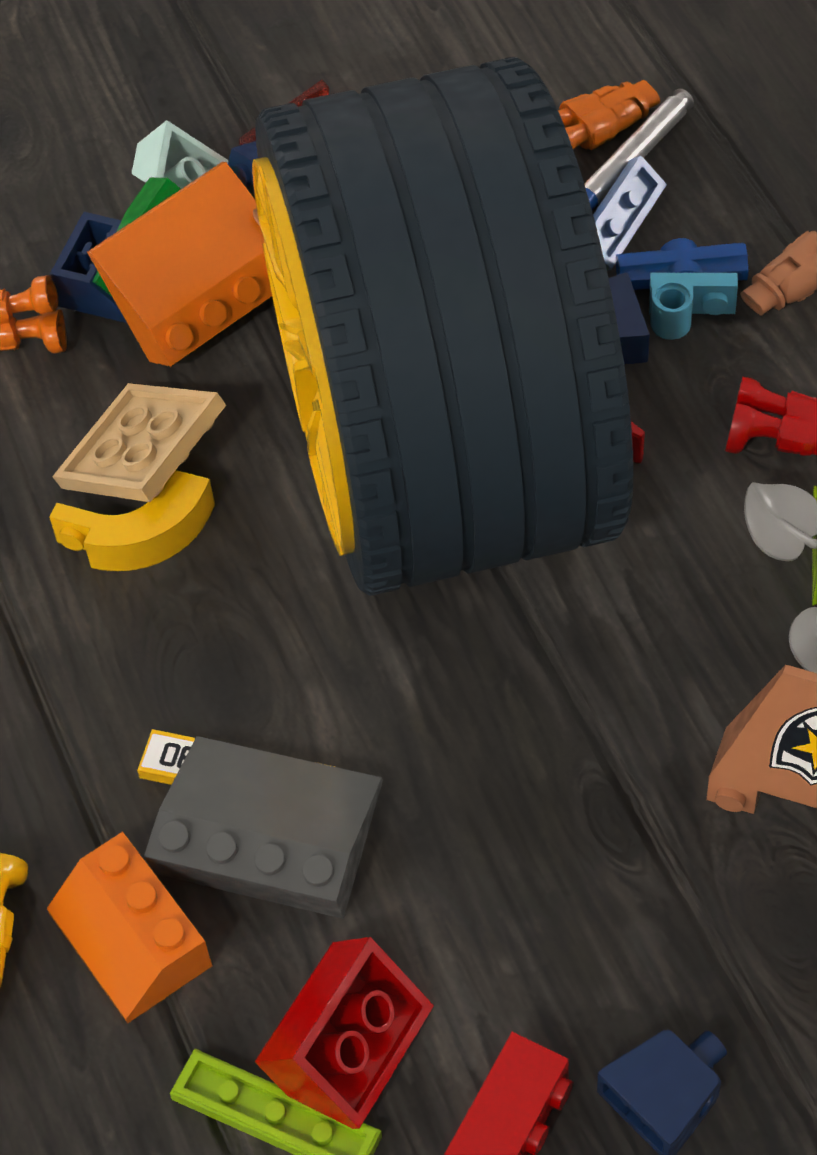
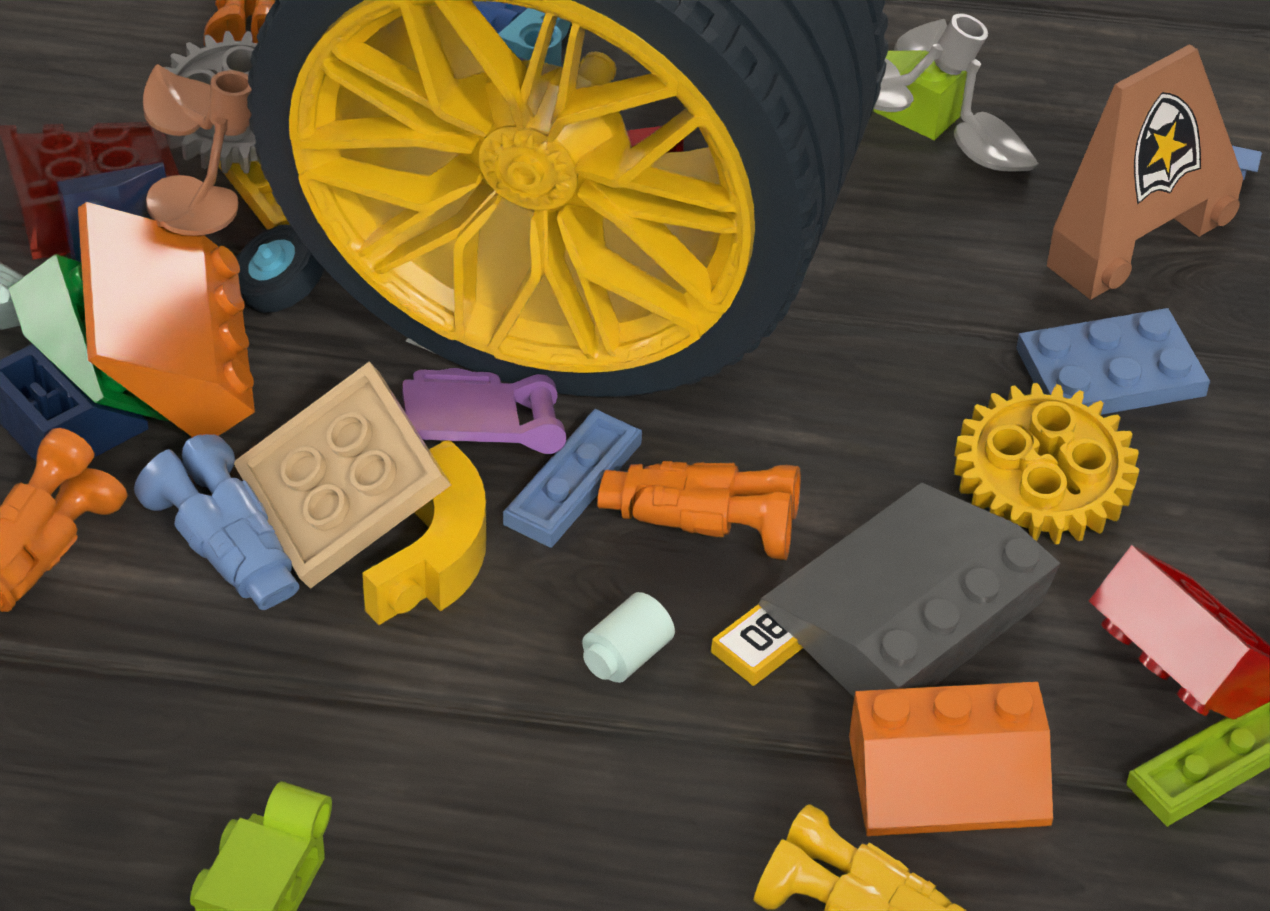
camera: 65 degrees left, 10 degrees down
(70, 411) = (222, 527): none -> medium blue piece
(114, 679) = (627, 638): none -> light aqua brick
(257, 571) = (571, 478): none -> medium blue tile
(260, 472) = (480, 408): none -> medium lavender piece
(278, 650) = (708, 499): none -> orange piece
(510, 862) = (1046, 462): none -> yellow gear
(631, 848) = (1116, 360): none -> medium blue plate

